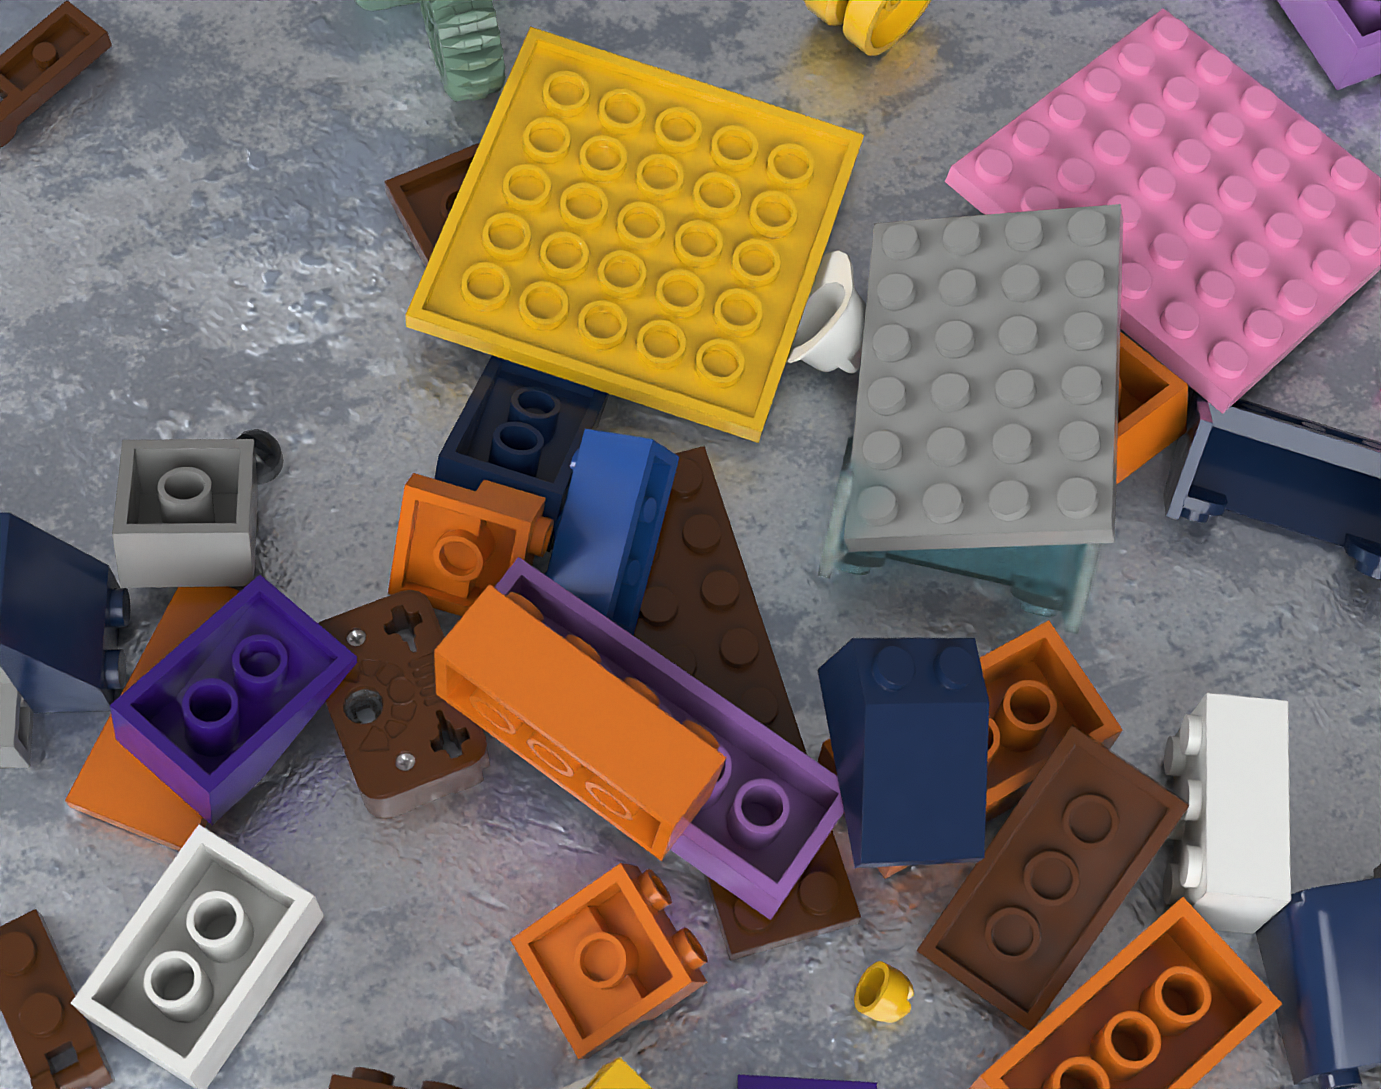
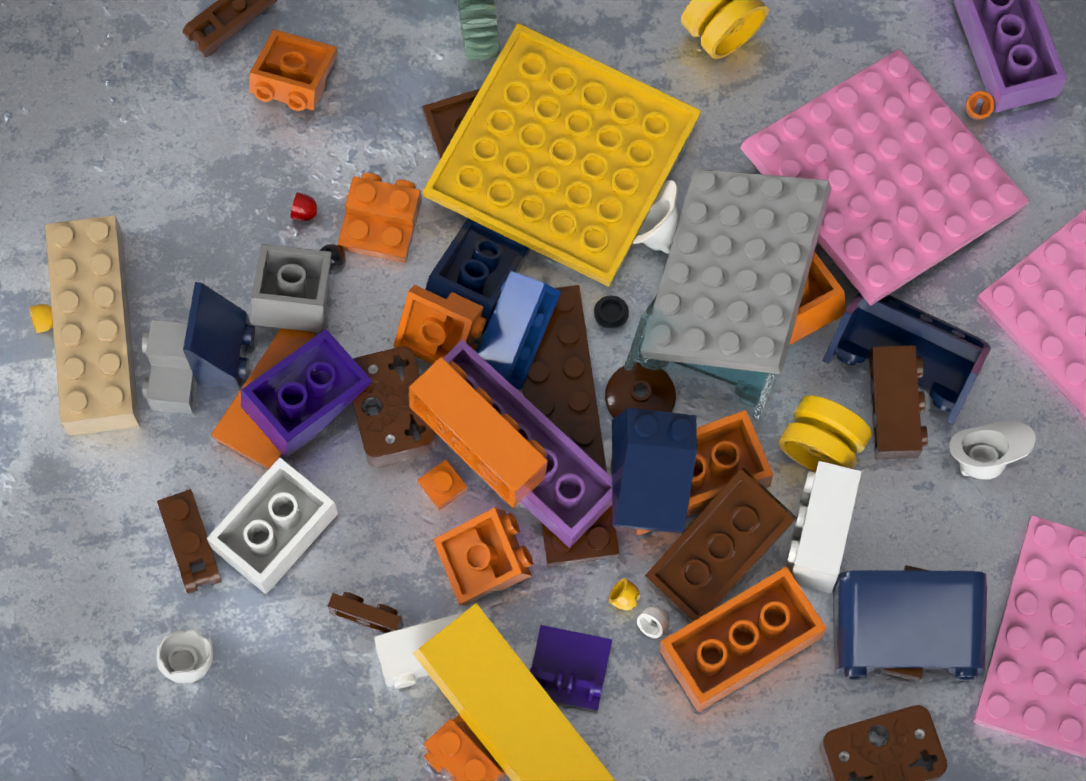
camera: 15 degrees right, 5 degrees up
(148, 150) = (292, 70): none -> orange plate
(195, 374) = (303, 208): none -> red hinge
(335, 375) = (380, 217): none -> orange plate
(512, 834) = (442, 485): none -> orange plate
(768, 487) = (611, 312): none -> black plate
(809, 619) = (621, 387): none -> reddish brown dish
(943, 1050) = (646, 619): none -> white hinge
(1192, 642) = (824, 434): none -> yellow wheel
(1298, 576) = (897, 402): none -> reddish brown brick
(1324, 82) = (986, 108): none -> orange hinge

